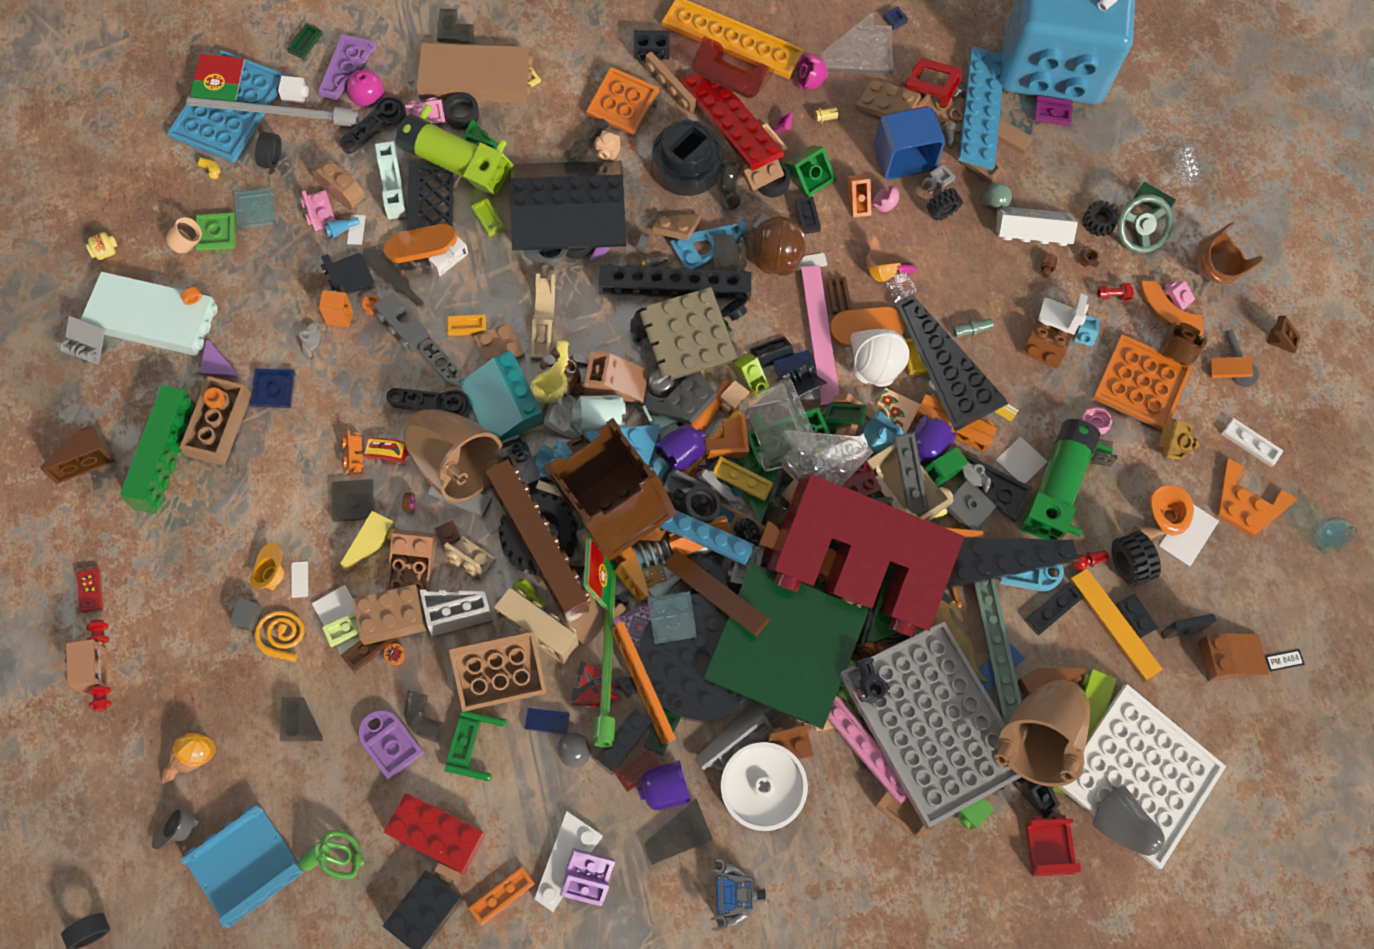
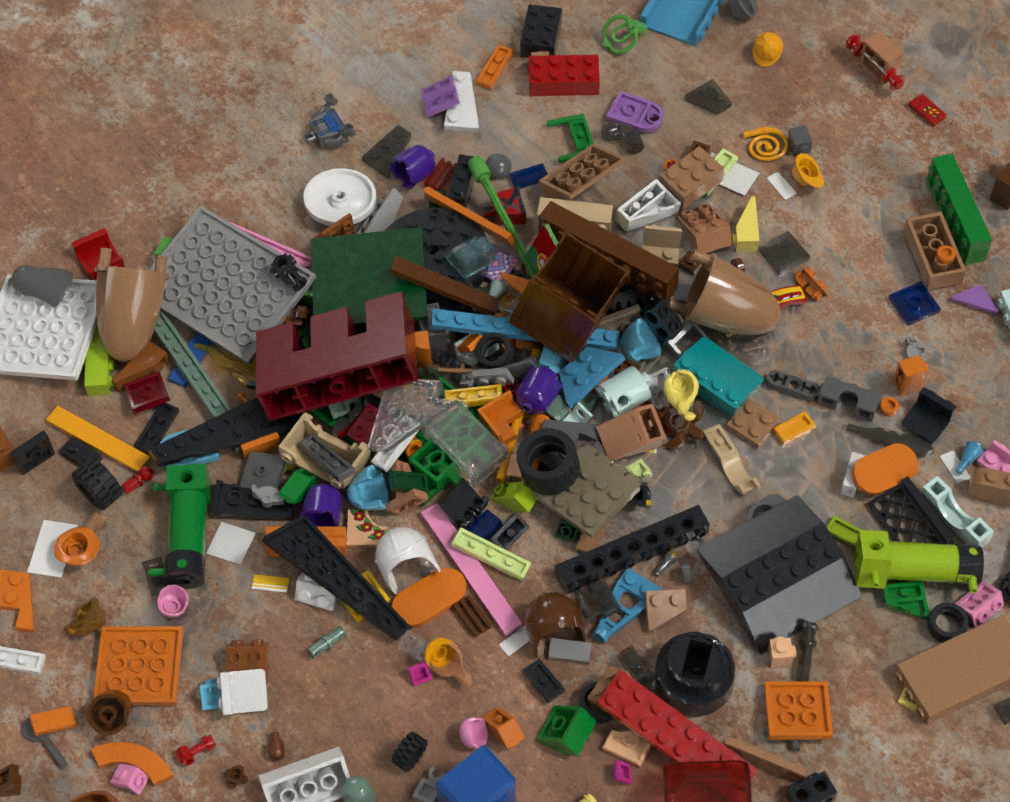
camera: 160 degrees right, 10 degrees down
(430, 400) = (776, 349): black beam -> none
(626, 352) = (639, 469): none -> yellowish green tile
(721, 339) = (542, 442): none -> black tyre
(735, 309) = (563, 547): black piece -> none
(798, 335) = (491, 554): none -> yellowish green tile
(1053, 646) = (146, 392): none -> dark red plate

